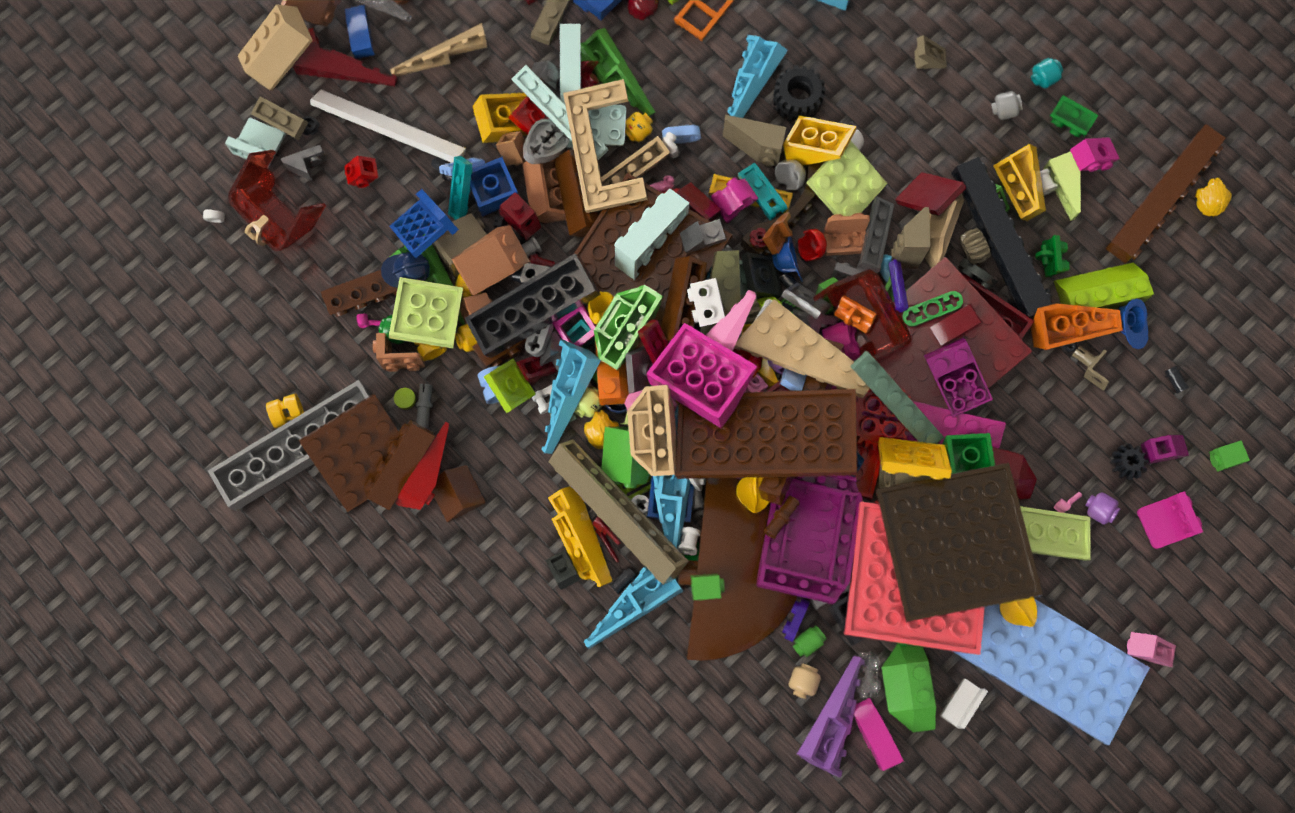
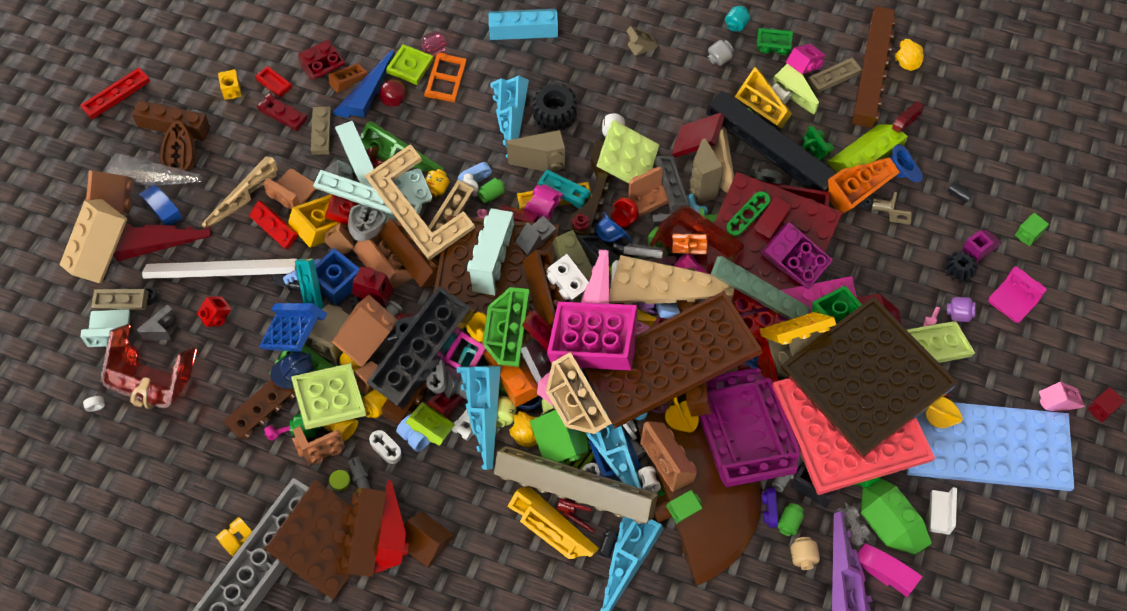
camera: 25 degrees left, 15 degrees down
(457, 386) = (382, 449): none -> white beam
(458, 101) = (273, 225): none -> red plate
(491, 70) = (291, 189): none -> nougat bracket
(562, 570) = (552, 559): pearl dark grey slope -> none
(689, 159) = (491, 190): none -> bright green brick
(716, 529) = (667, 455): none -> nougat slope
(777, 234) = (594, 212): dark orange slope -> none
(781, 517) = (716, 423): reddish brown pin -> none
(791, 174) = (579, 167): light grey hair -> none
(817, 140) = (588, 132): yellow slope -> none
(898, 286) = (711, 210): dark purple axle -> none
(975, 246) = (753, 158): dark tan gear -> none
(1117, 185) = (834, 75): none -> dark tan plate
(1167, 272) = (908, 117): none -> dark red beam
(1193, 677) = (1106, 404): none -> dark red brick

